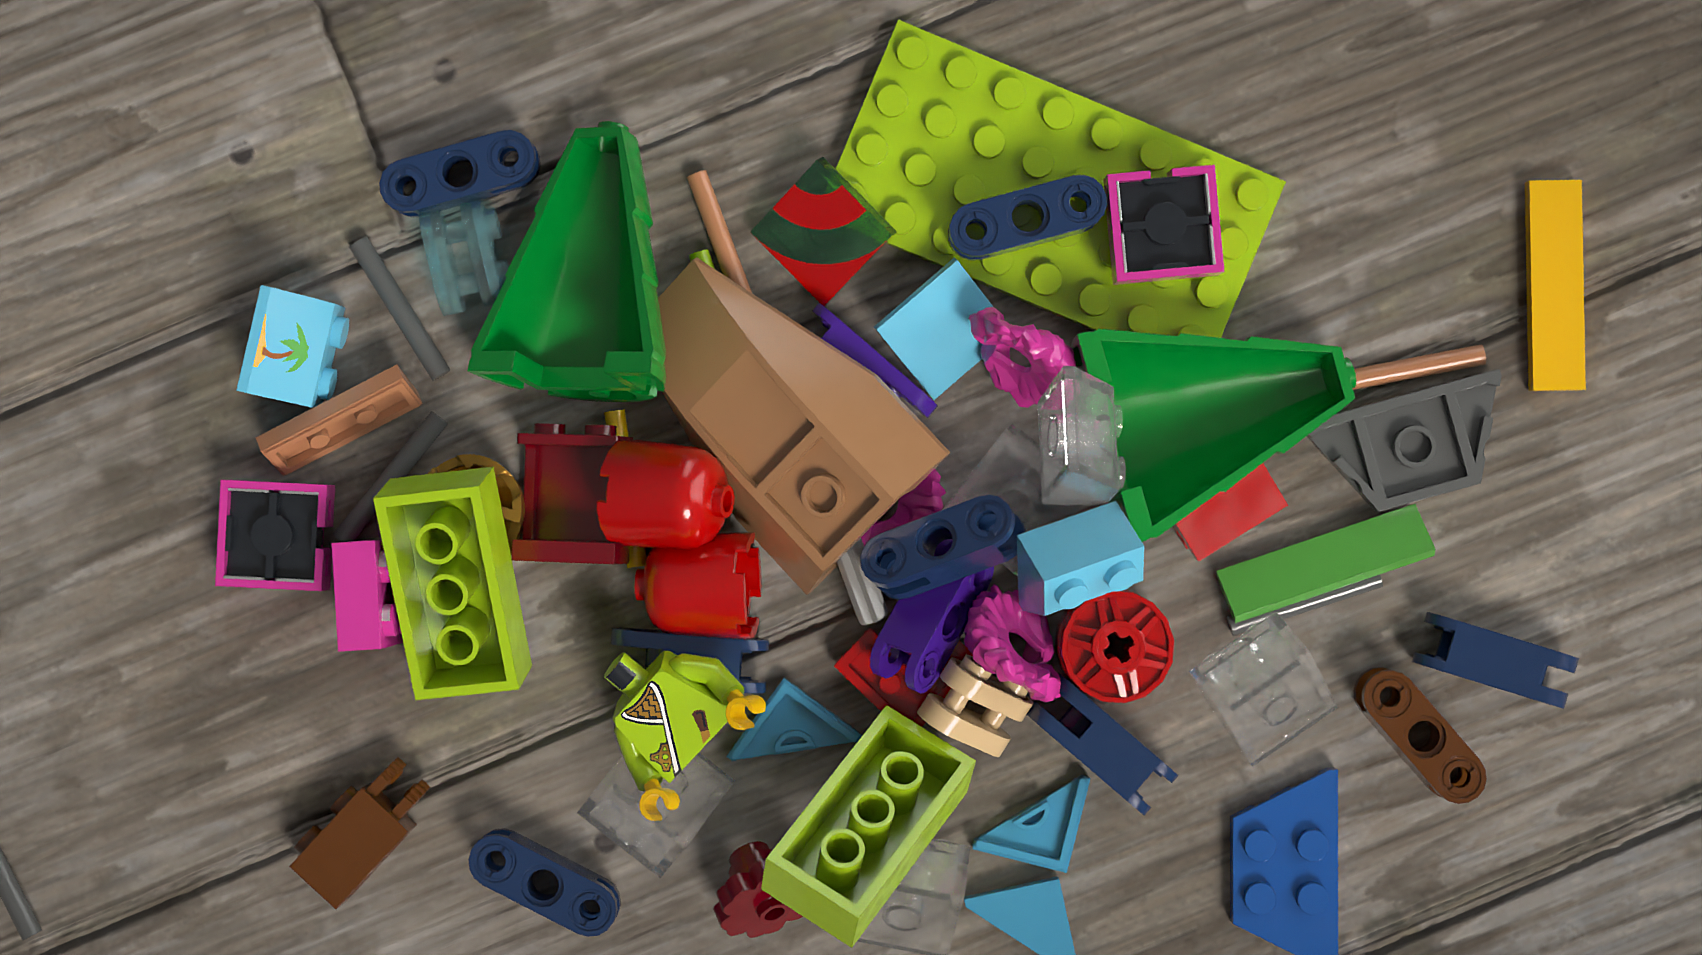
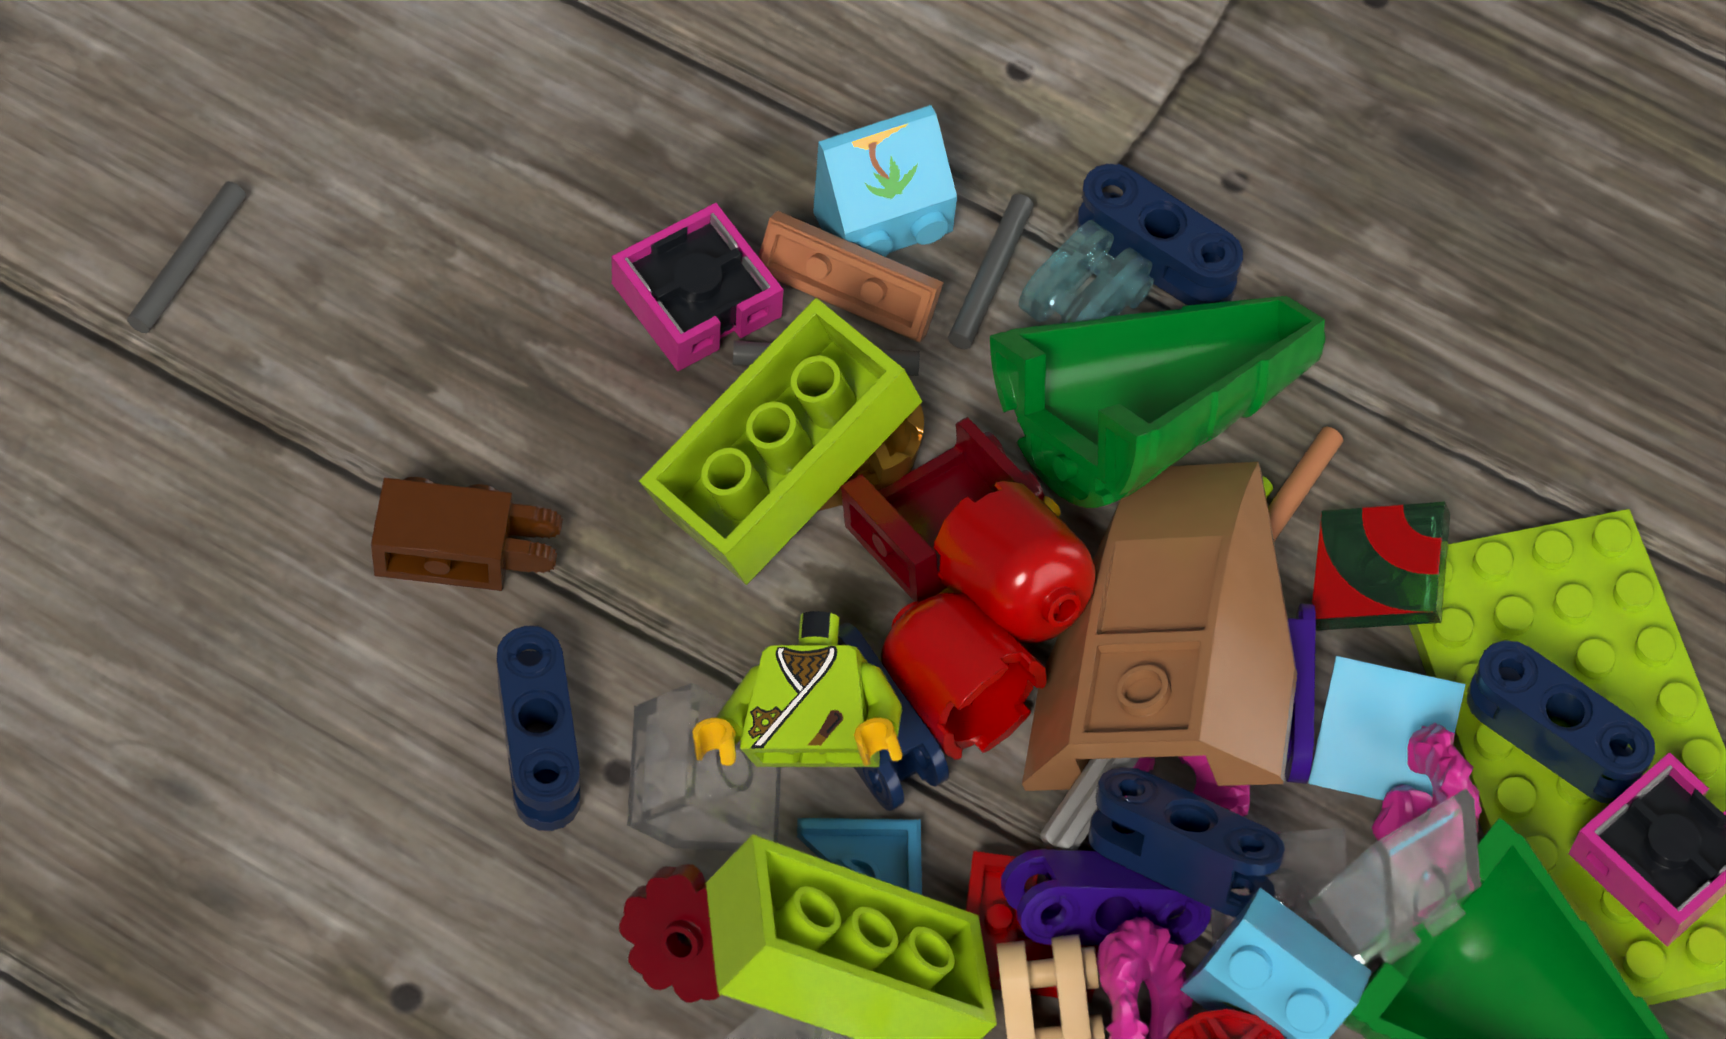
camera: 55 degrees right, 30 degrees down
(363, 597) = (698, 370): dark pink piece -> none

